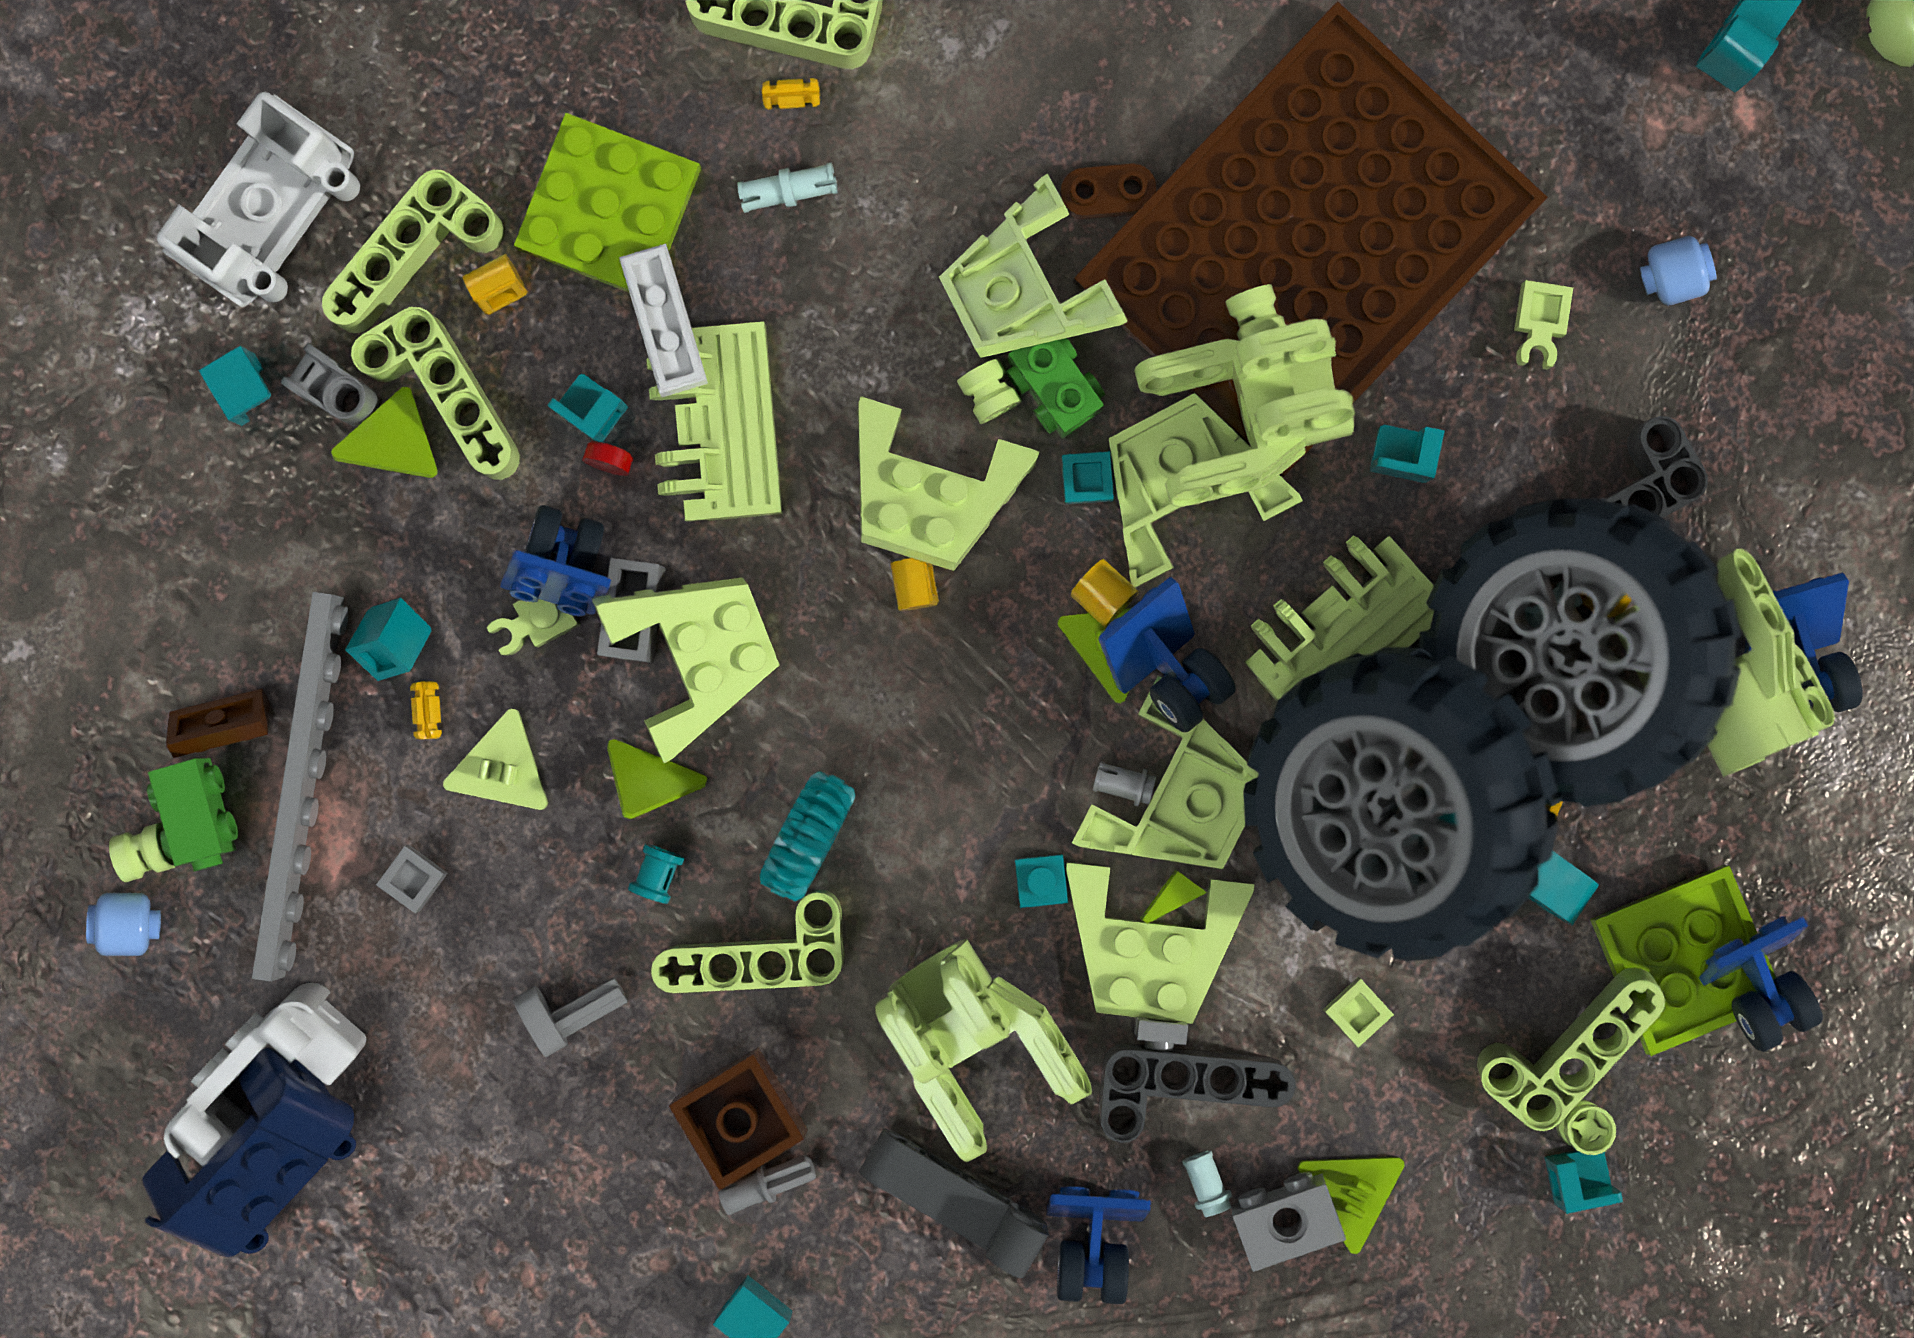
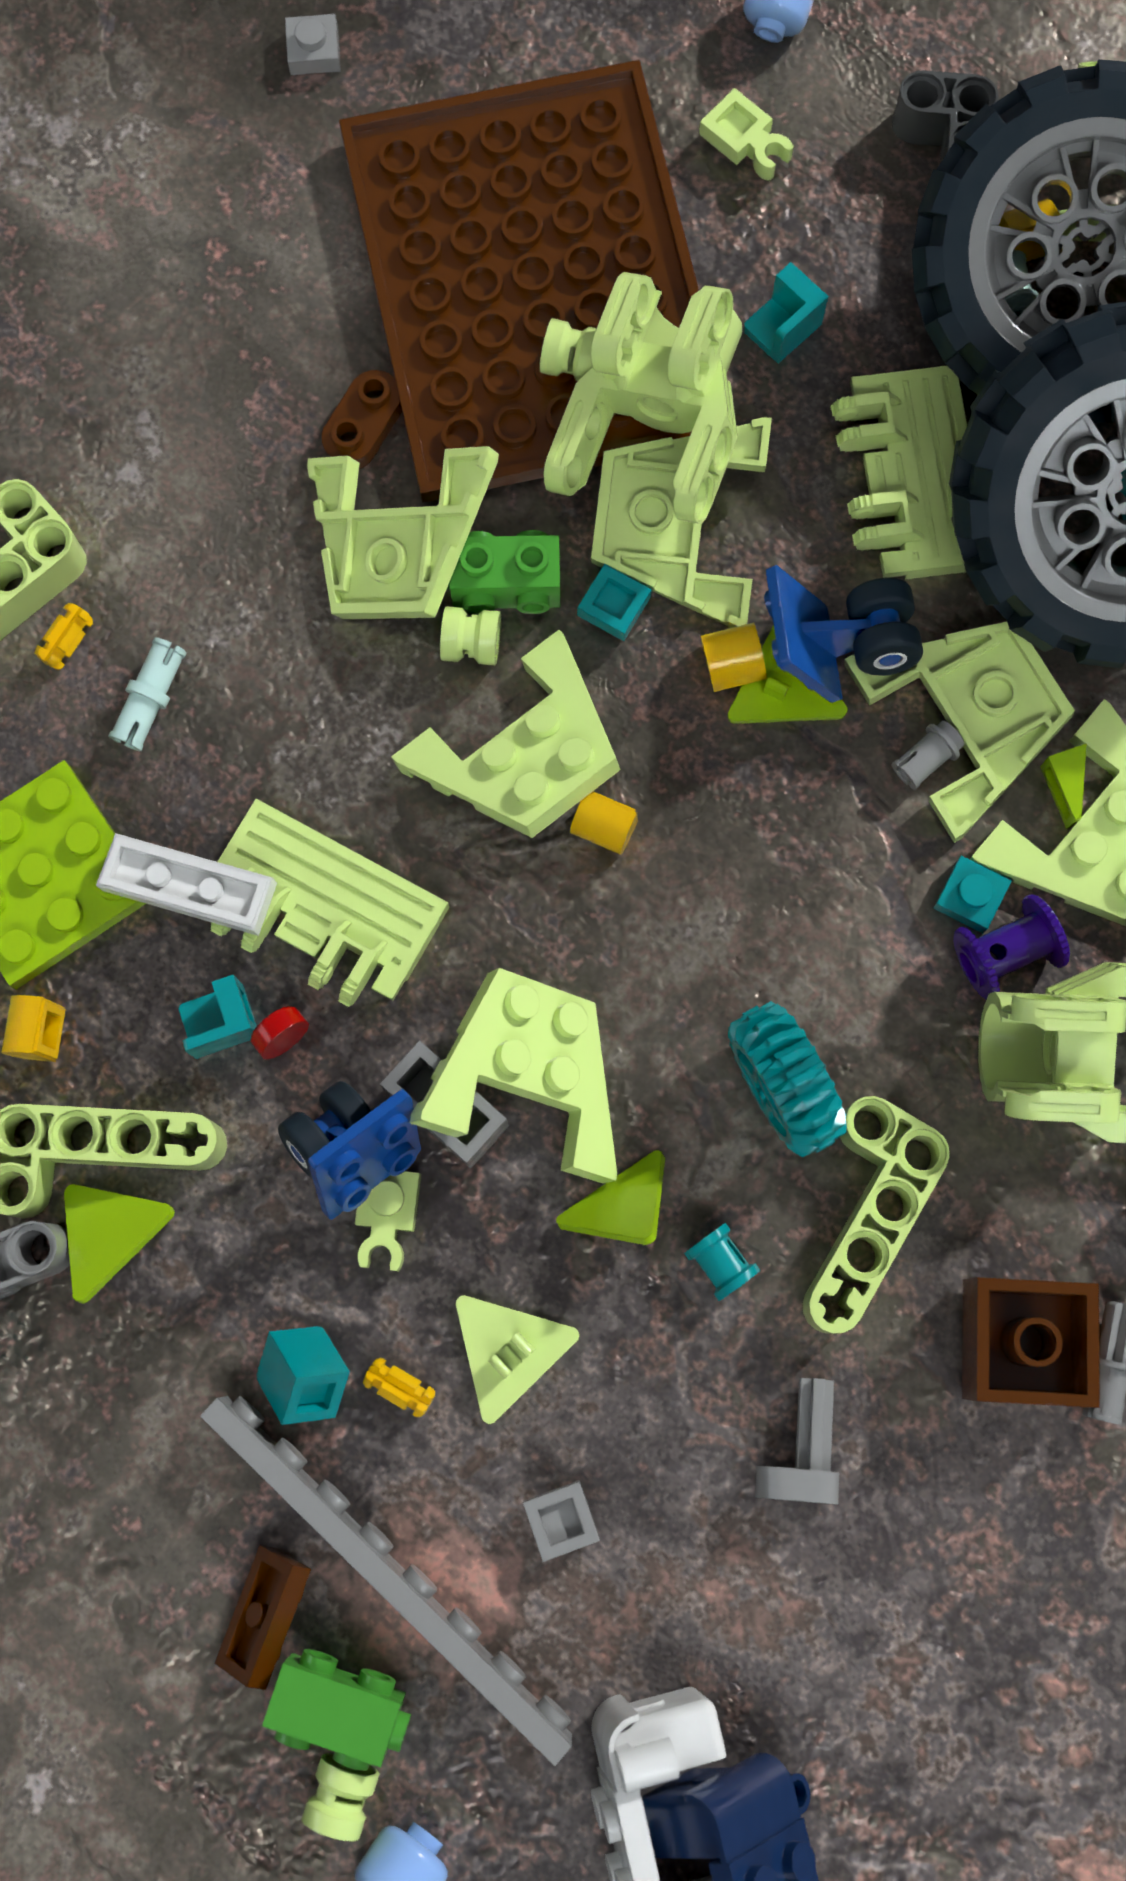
camera: 55 degrees left, 10 degrees down
(1019, 937) = (1014, 945): none -> dark purple hose

